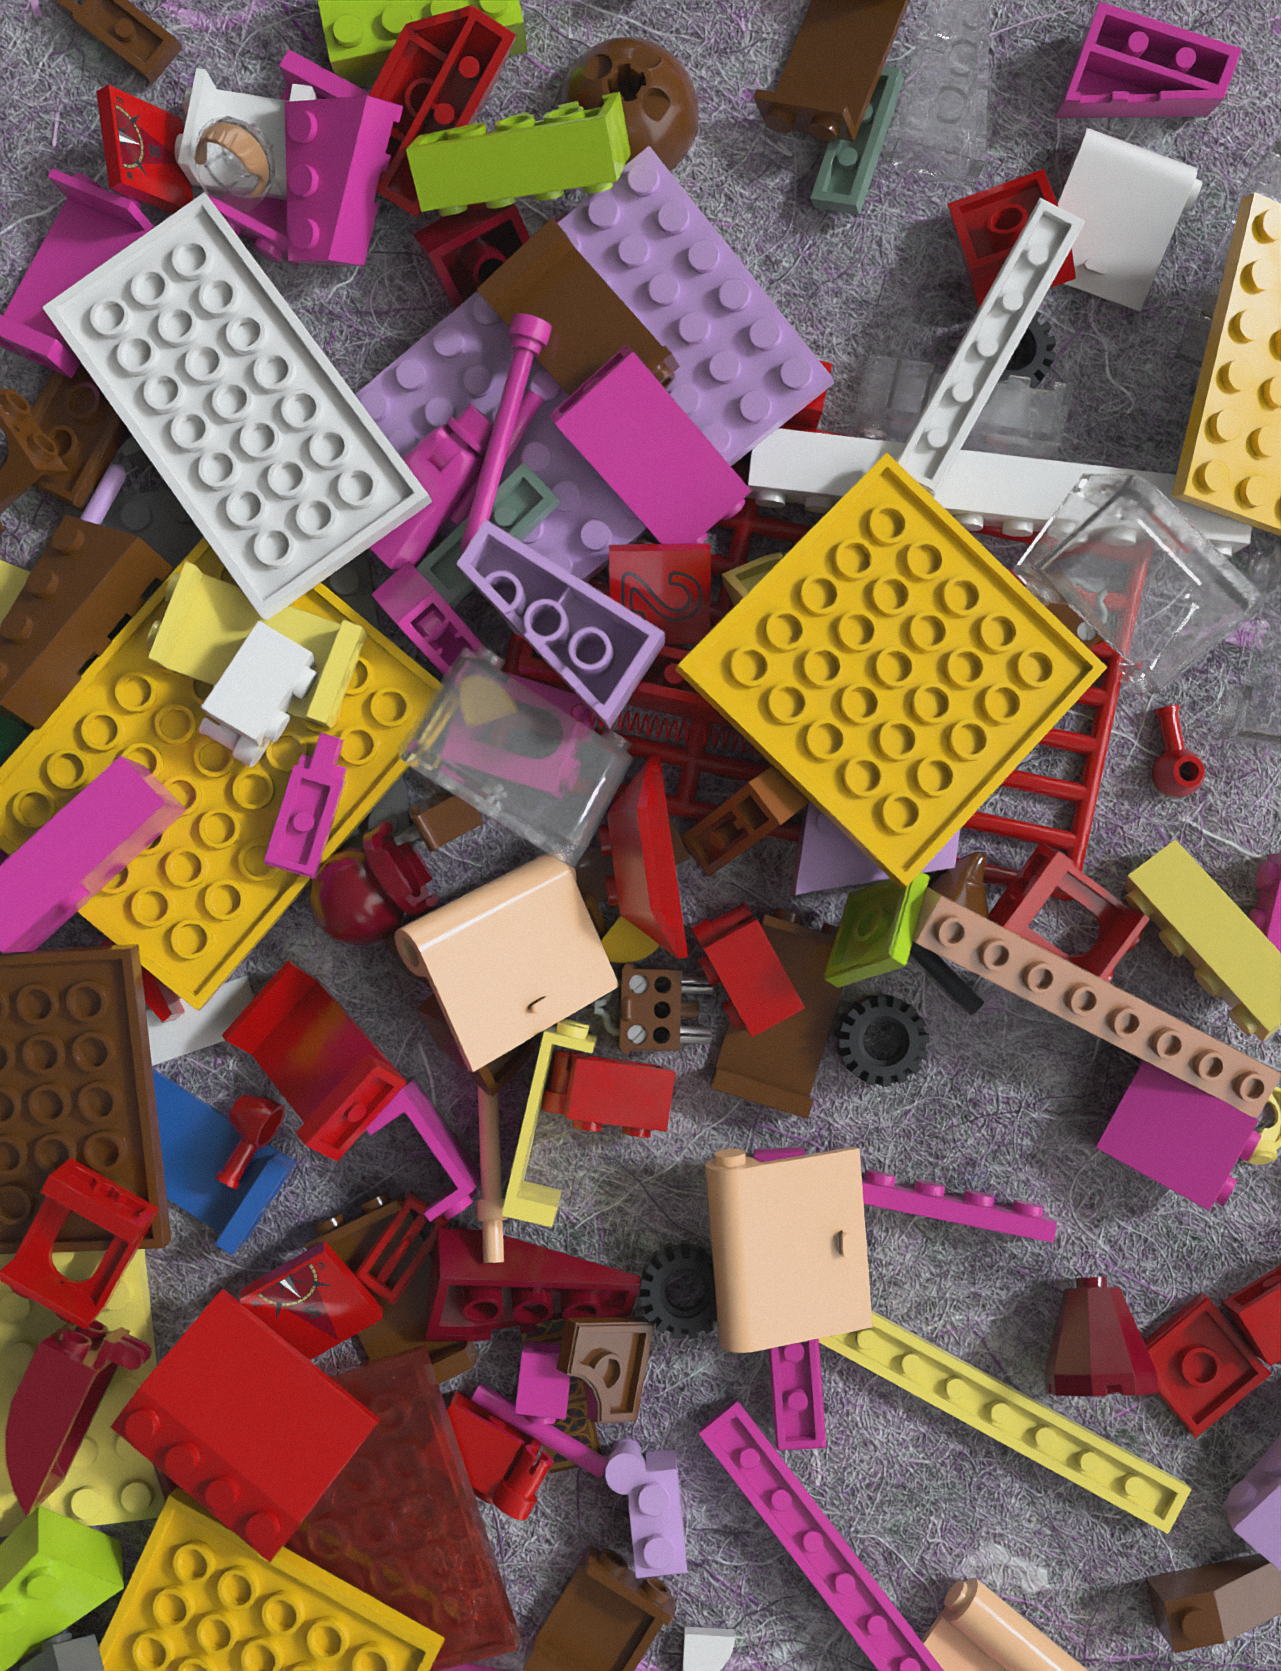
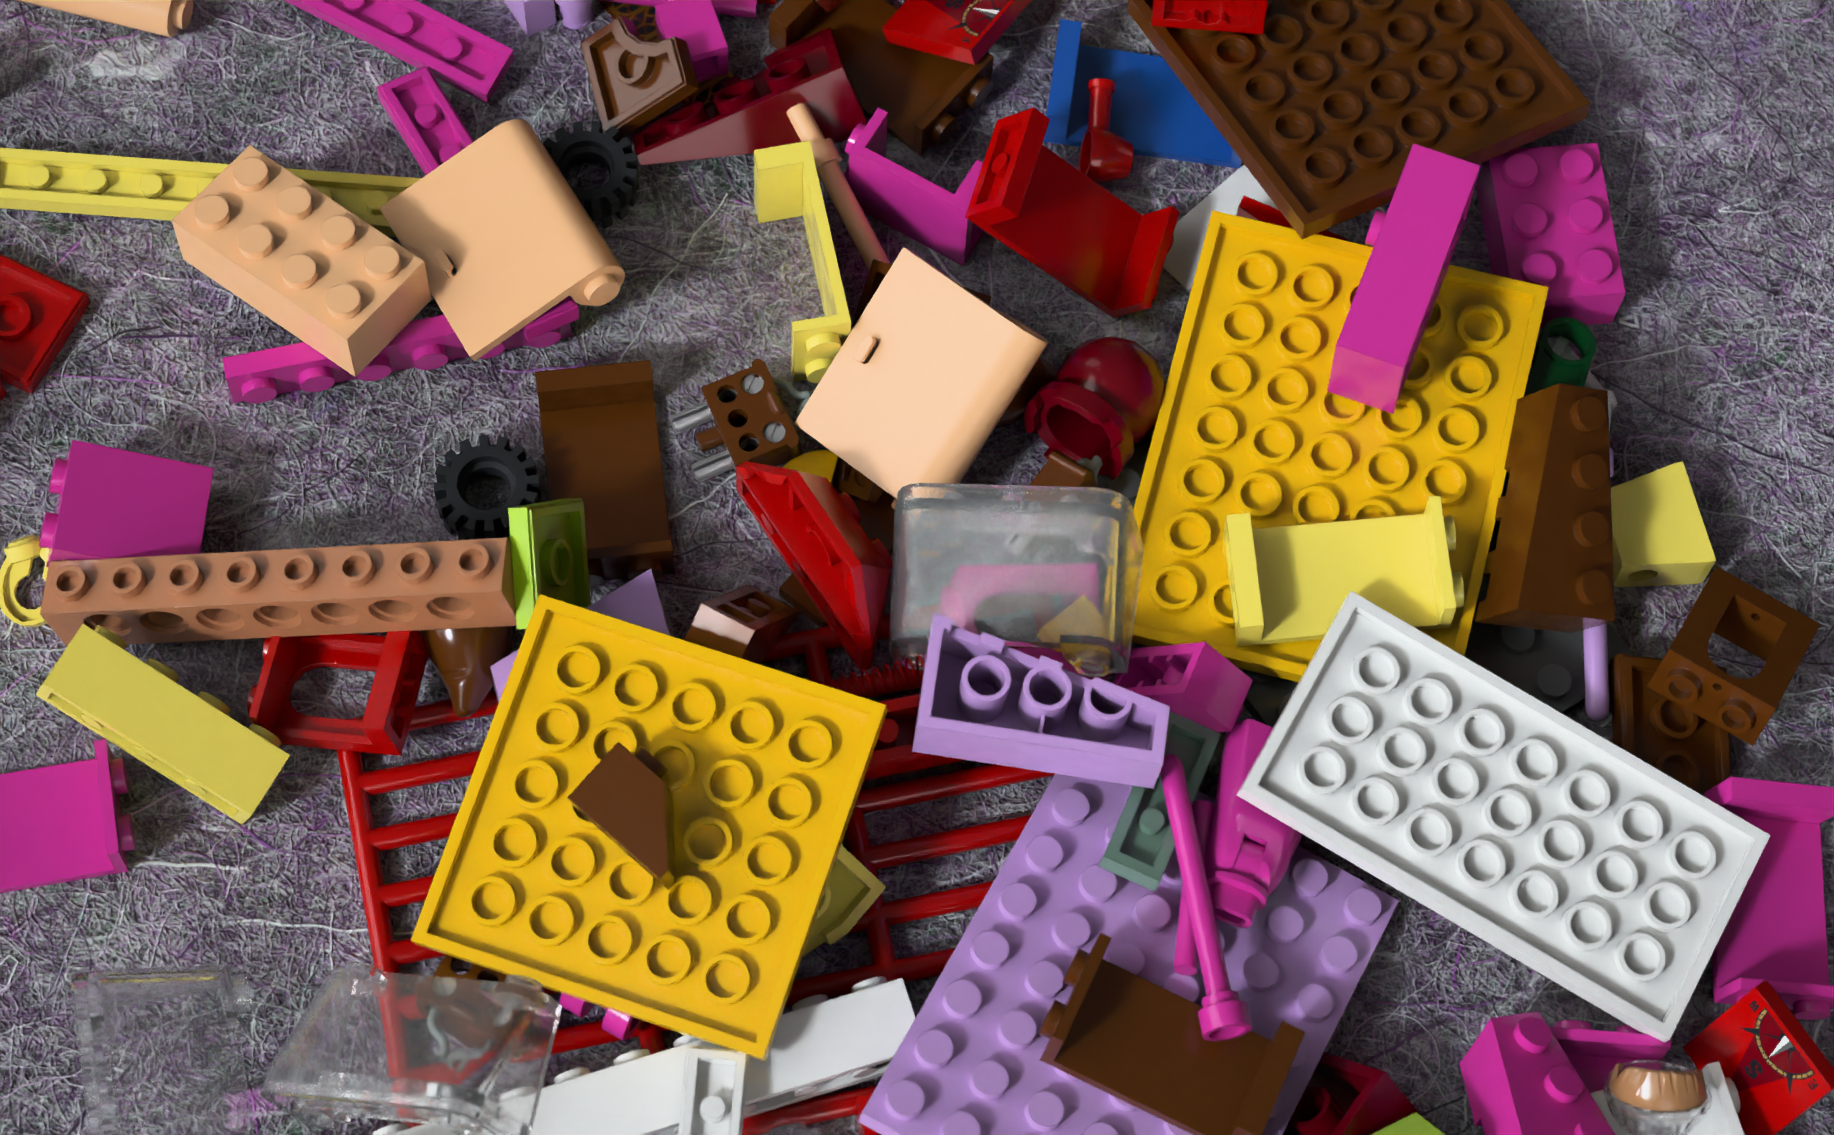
camera: 145 degrees right, 20 degrees down
(257, 692) = (1313, 523): white hinge -> none
(308, 810) = (1201, 438): dark pink hinge -> none
(378, 1284) = (902, 59): red tile -> none
(610, 1093) = (748, 319): red hinge -> none
(650, 451) = (1029, 945): dark pink panel -> none
(665, 587) = (943, 827): red tile -> none
(747, 969) = (666, 493): red hinge -> none
(913, 666) = (632, 808): none -> reddish brown slope
(961, 1299) = (302, 260): none -> light nougat brick
(1098, 1345) = (130, 282): dark red cone -> none
(1166, 767) = (279, 927): red bar -> none

